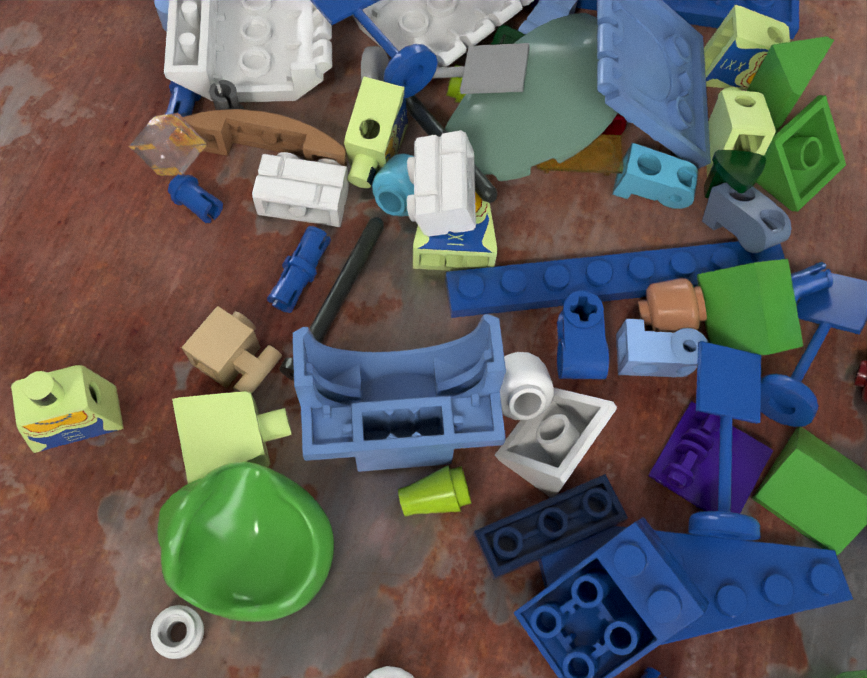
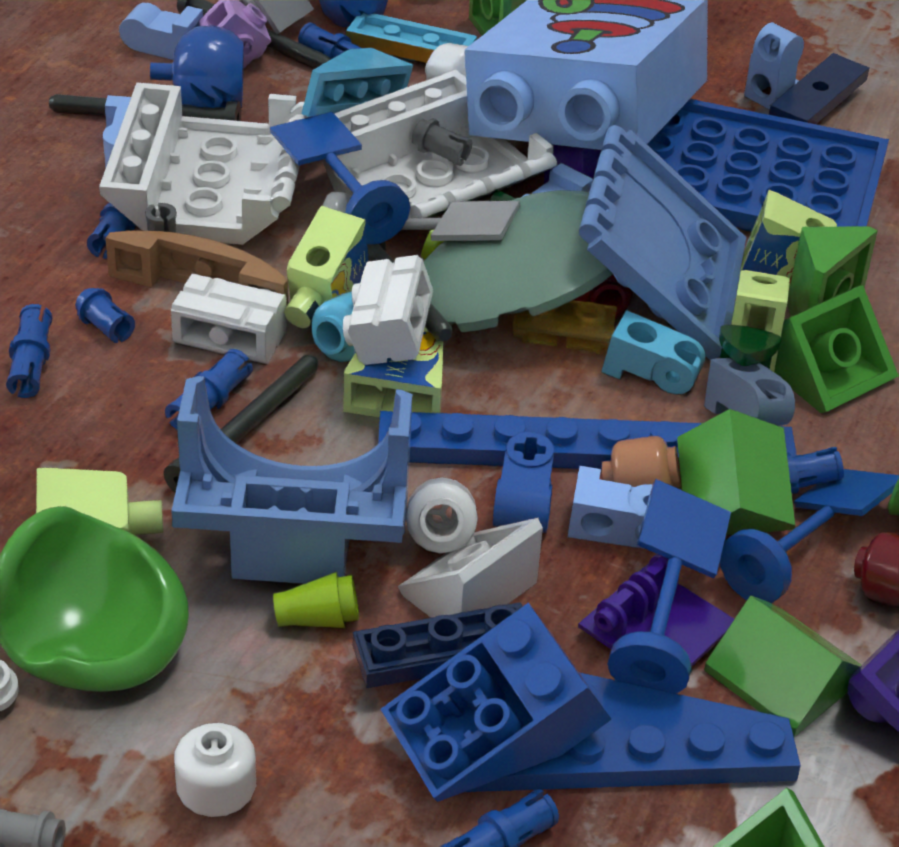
camera: 10 degrees right, 25 degrees down
(138, 249) = (29, 351): none -> blue pin
(168, 144) = (87, 258): clear brick -> none
(227, 347) = (110, 440): tan brick -> none

